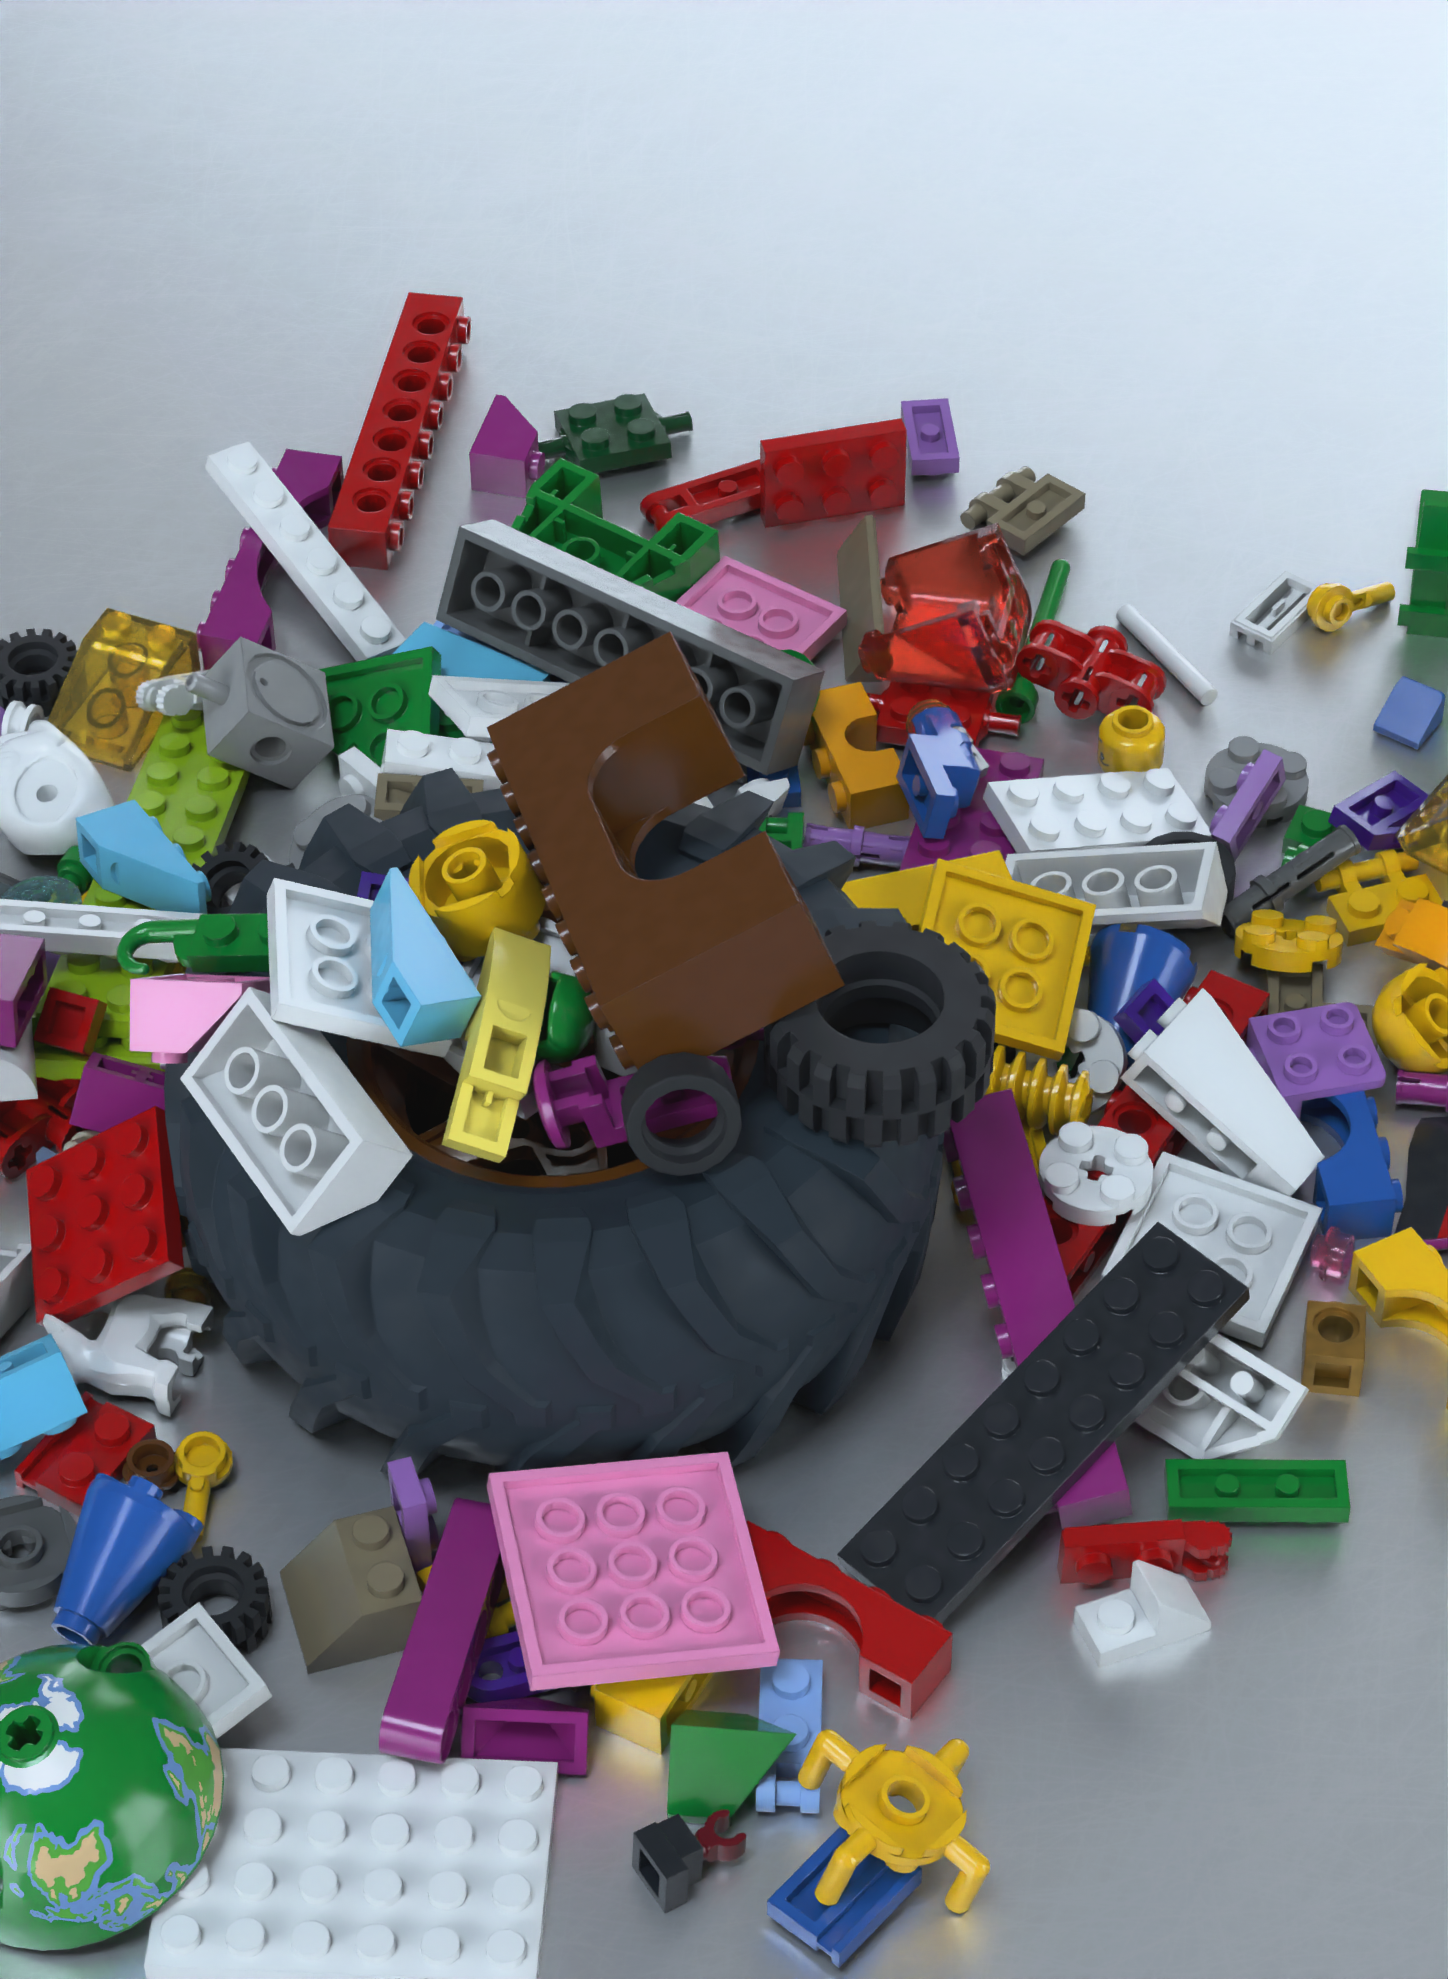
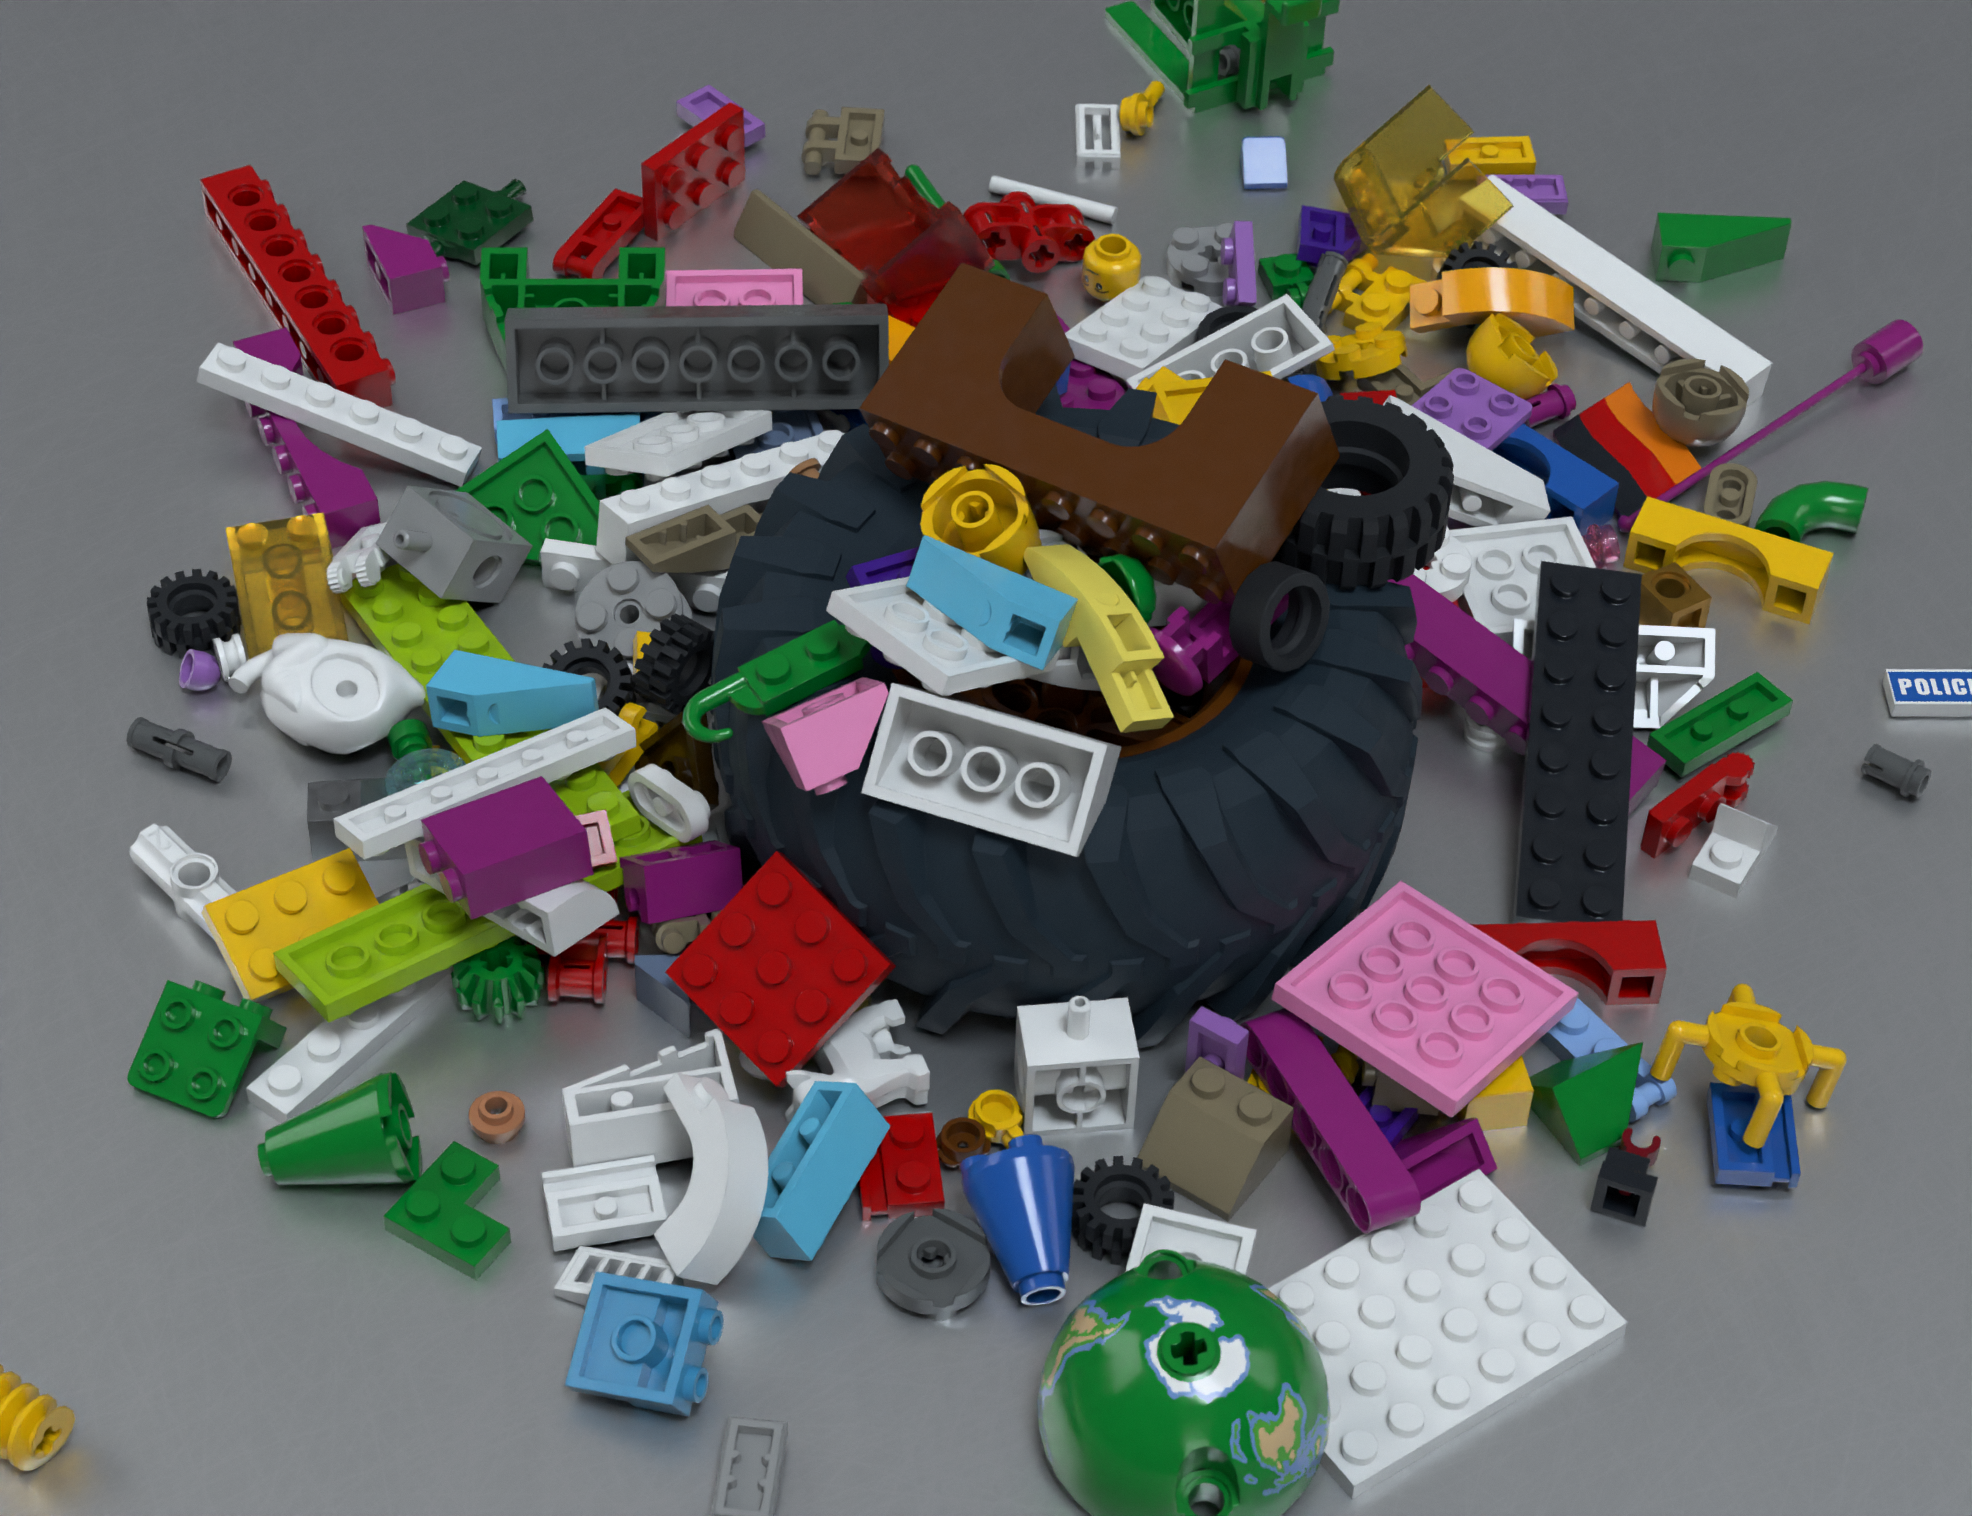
camera: 40 degrees left, 0 degrees up
(287, 1452) = (1076, 1066): none -> white piece
(1395, 1649) = (1897, 771): none -> dark grey pin

